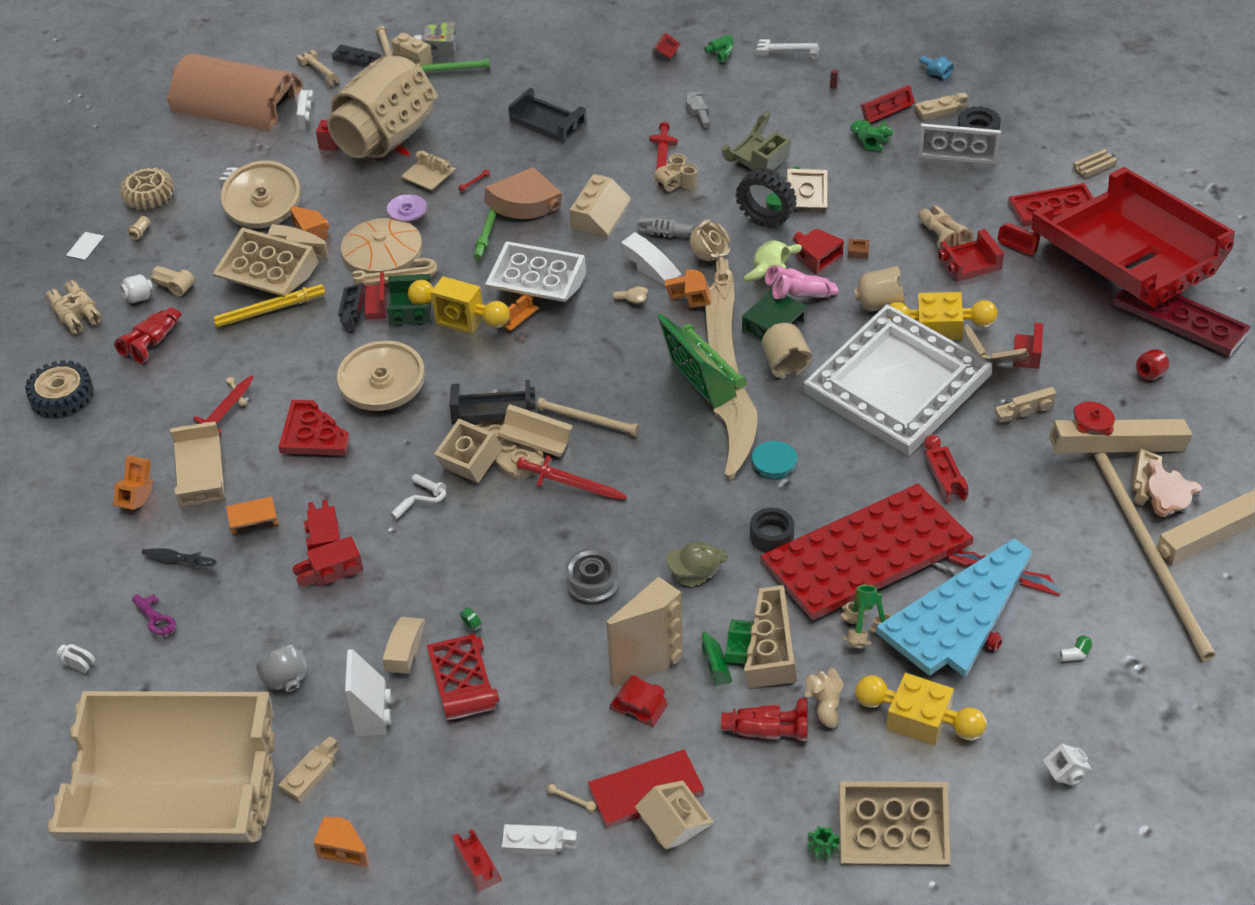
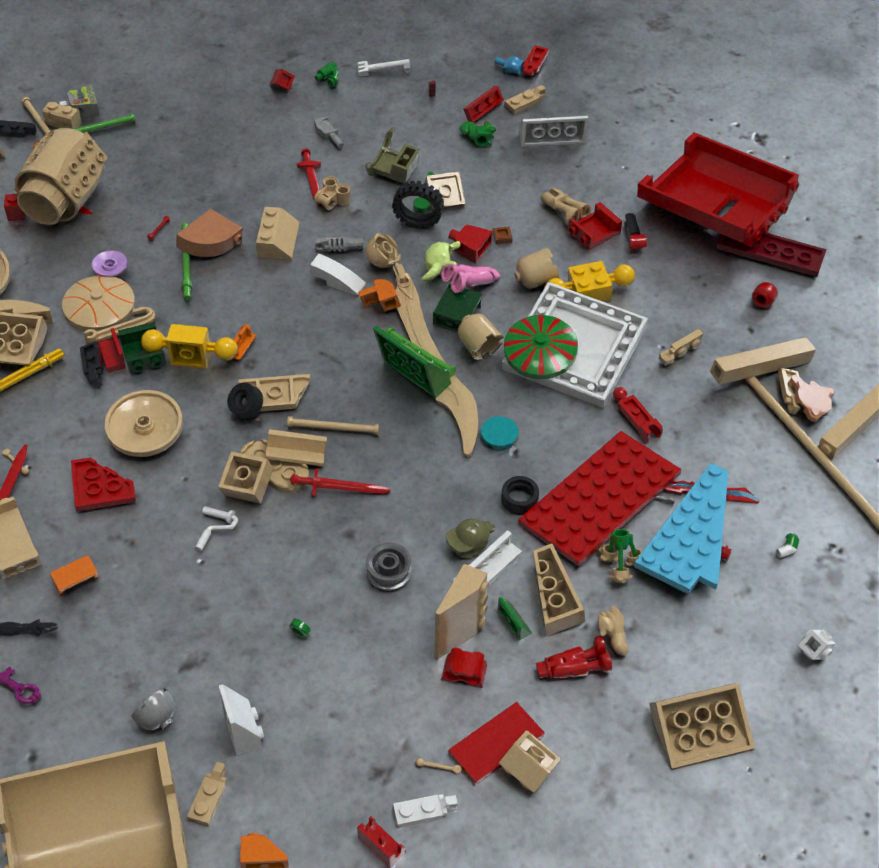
camera: 20 degrees left, 5 degrees up
(310, 221) = (26, 291): orange slope -> none
(321, 525) = (143, 575): red hinge -> none
(329, 563) = (159, 604): red hinge -> none
(403, 645) = (250, 663): tan slope -> none
(428, 171) = (115, 226): tan hinge -> none
(467, 698) = (325, 698): red piece -> none
(488, 406) = (247, 432): black panel -> none
(494, 380) = (236, 396): none -> black tyre
(537, 271) = (247, 304): white slope -> none
(543, 370) = (280, 391): none -> tan wing
(546, 117) = (201, 160): black panel -> none
(634, 295) = (334, 308): tan rock -> none
(715, 599) = (497, 557): none -> white fence
(738, 641) = (527, 597): green slope -> none
(823, 843) = (654, 755): green gear -> none
(853, 373) = (540, 347): none -> dish
(920, 708) = (690, 623): yellow brick -> none
(968, 65) = (535, 60): none -> red hinge
(979, 115) = (561, 102): black tyre -> none
(997, 358) = (634, 308): tan piece -> none
(1015, 276) = (636, 239): none -> piece
(1018, 238) = (626, 204): red piece -> none
(1033, 345) = (666, 297): red panel -> none
(1060, 199) = (629, 174): red tile -> none
(1093, 165) = (659, 129): tan tile -> none
(1094, 417) = (743, 350): red piece -> none

